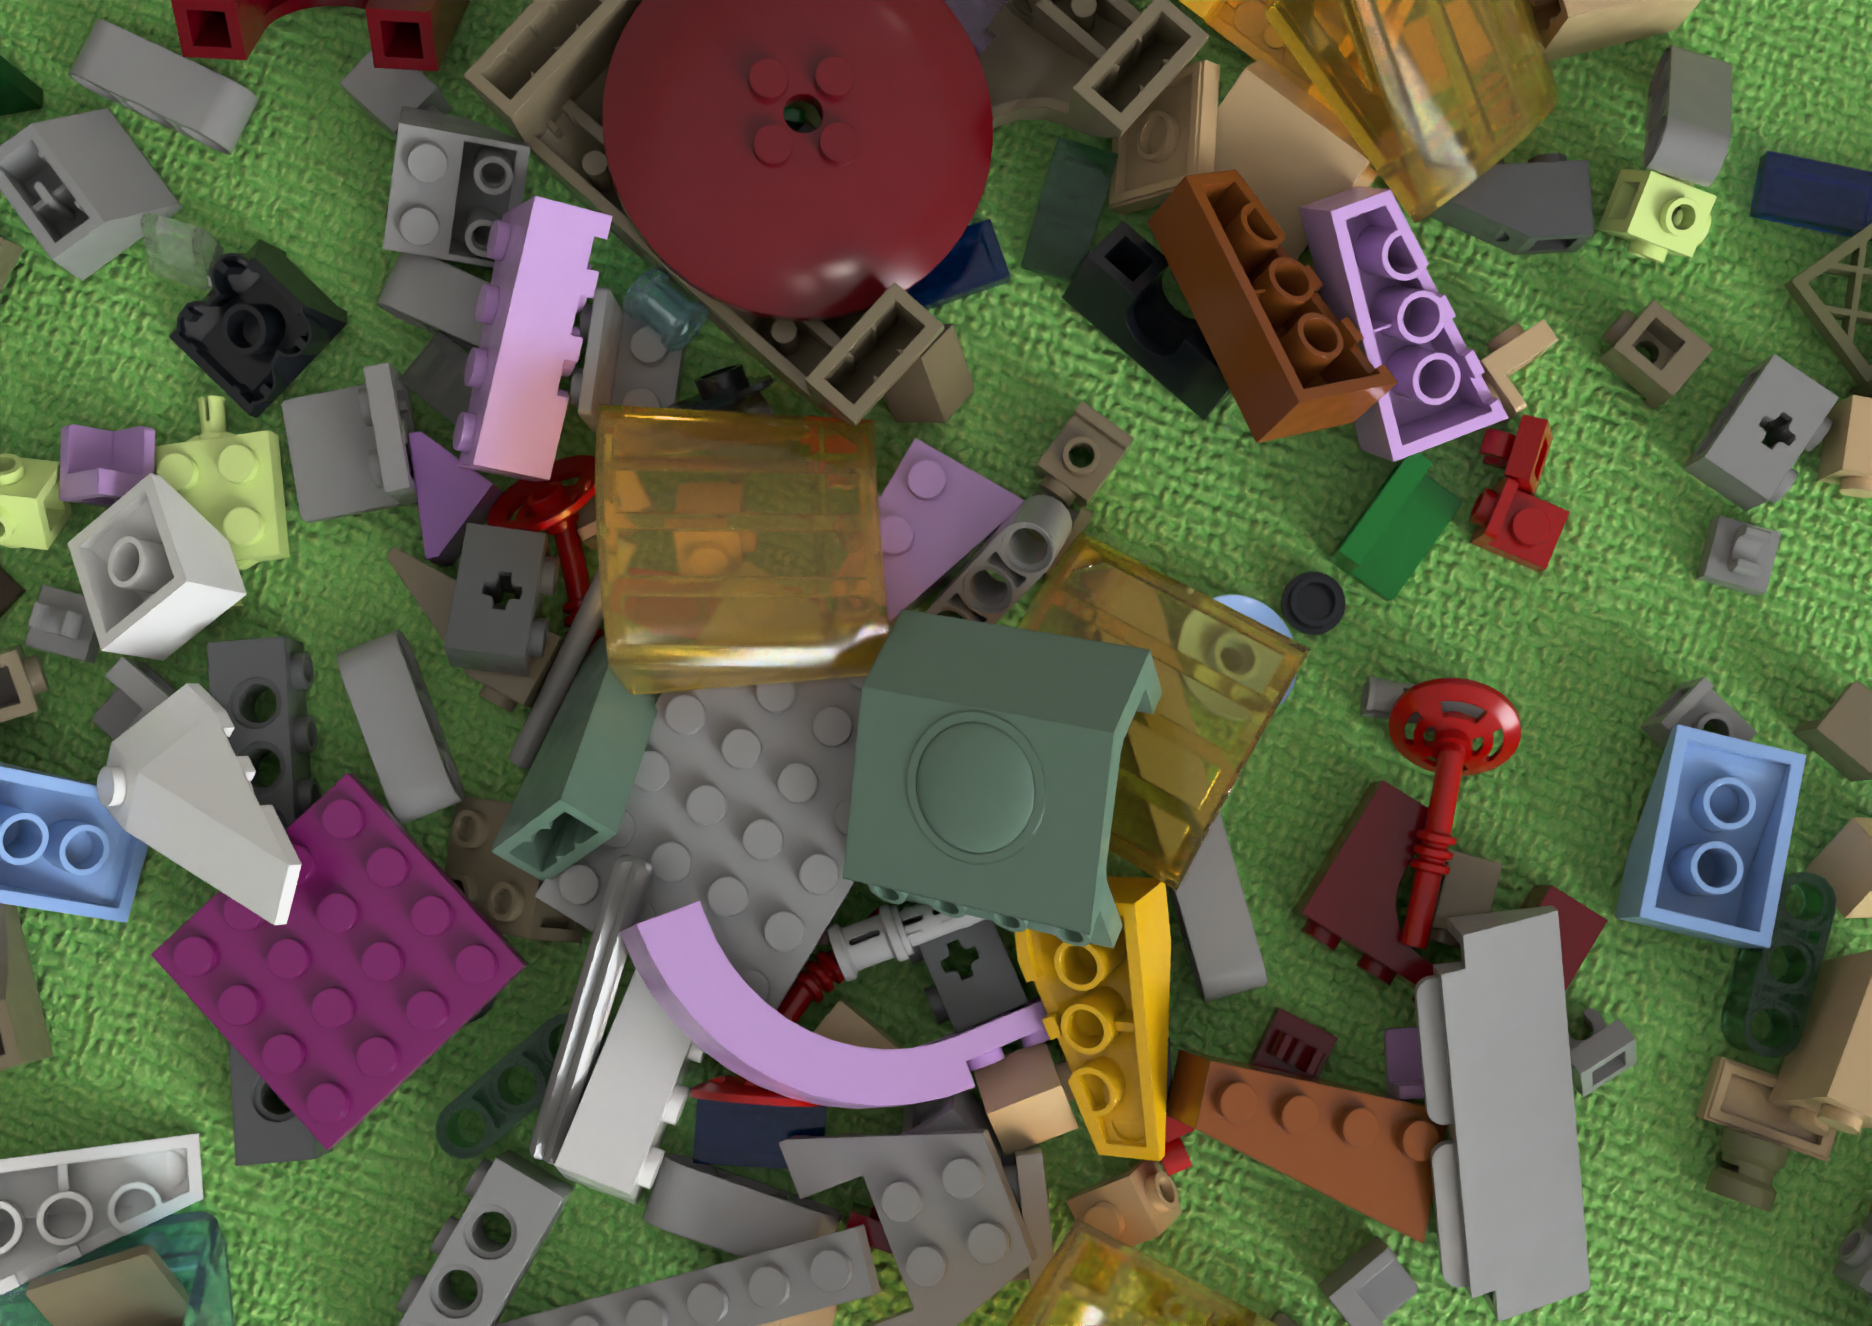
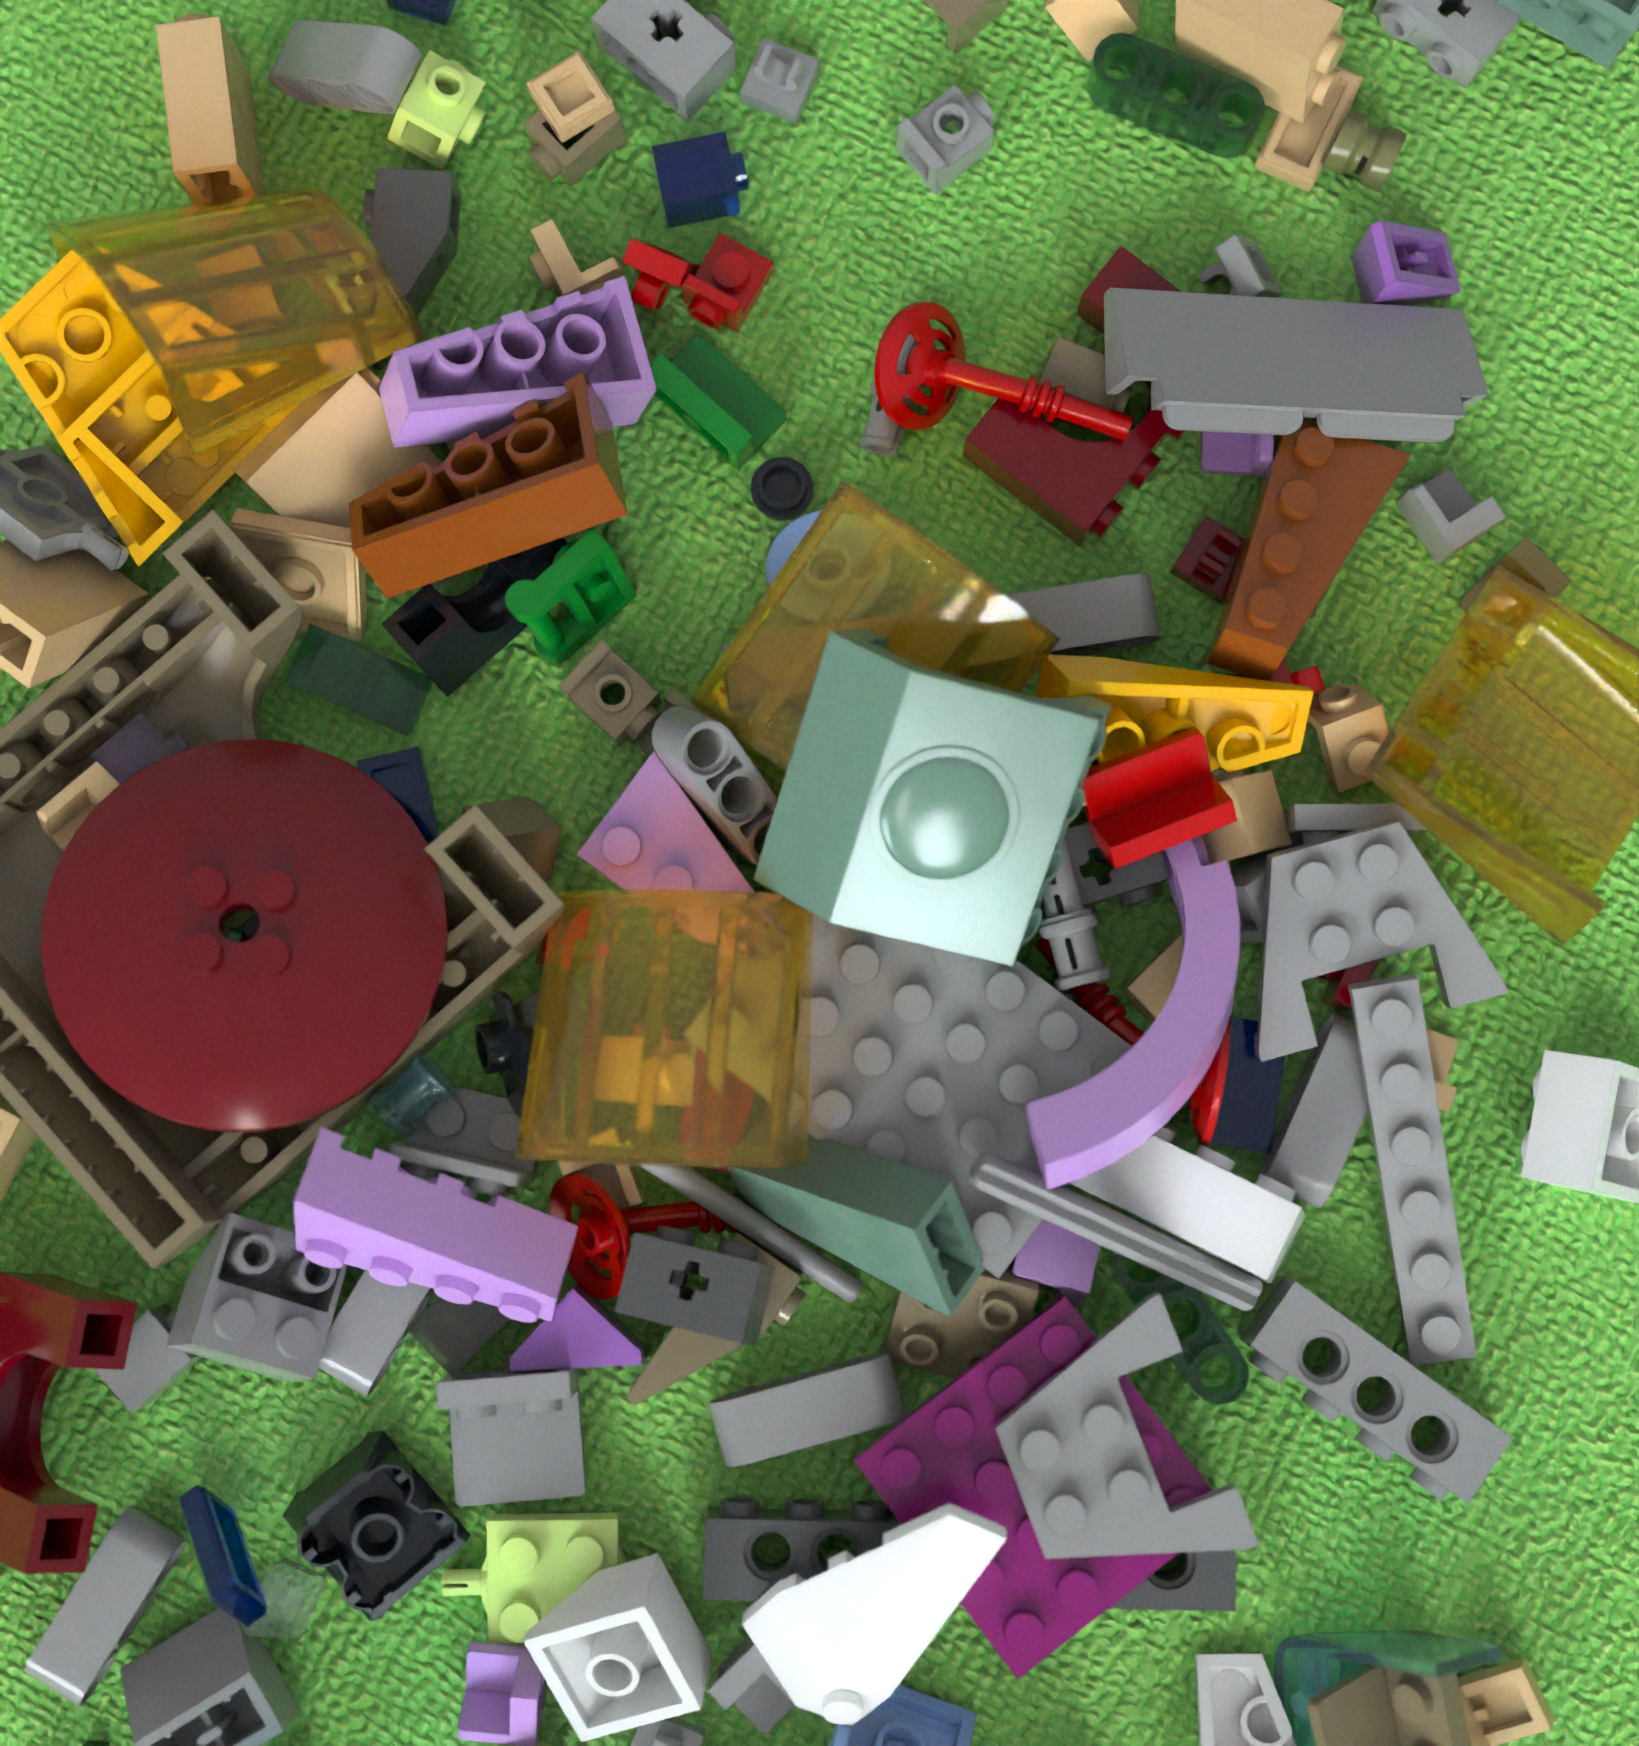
camera: 85 degrees left, 0 degrees up
(212, 185) = (223, 1555): none -> clear blue tile
(355, 1001) = (1088, 1468): none -> light grey wing
(558, 955) = (1058, 1260): none -> lavender panel
(1028, 1006) = (1155, 798): none -> red panel
(1190, 414) = (589, 584): none -> green plate
(1621, 483) = (699, 179): none -> clear blue brick
(1628, 1222) = (1403, 265): none -> medium lavender slope
(1687, 342) = (570, 96): none -> tan tile
(1713, 839) = (1053, 138): light blue slope -> none

